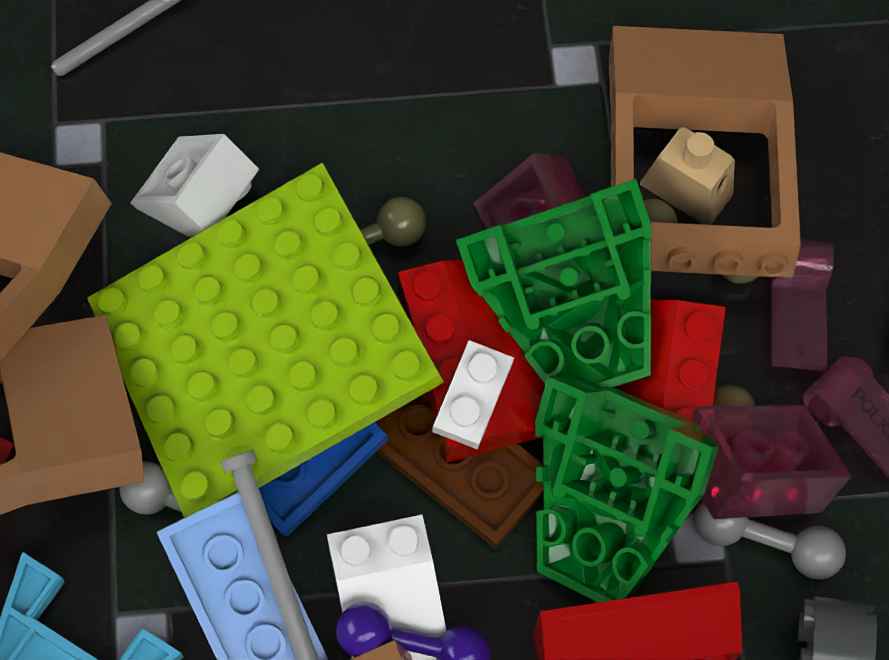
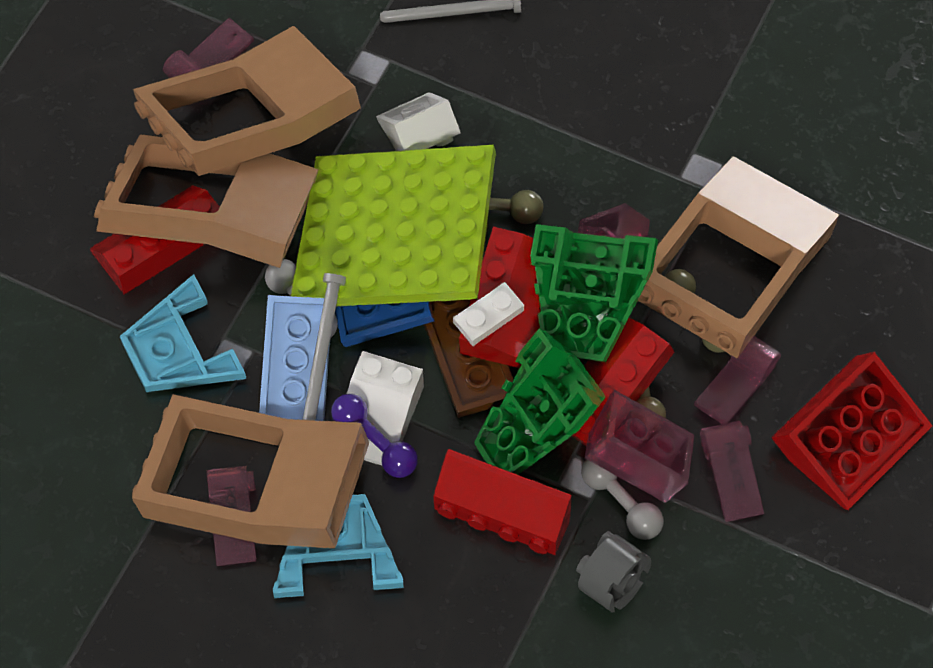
camera: 35 degrees right, 5 degrees down
(693, 176) = (718, 264): tan torso -> none

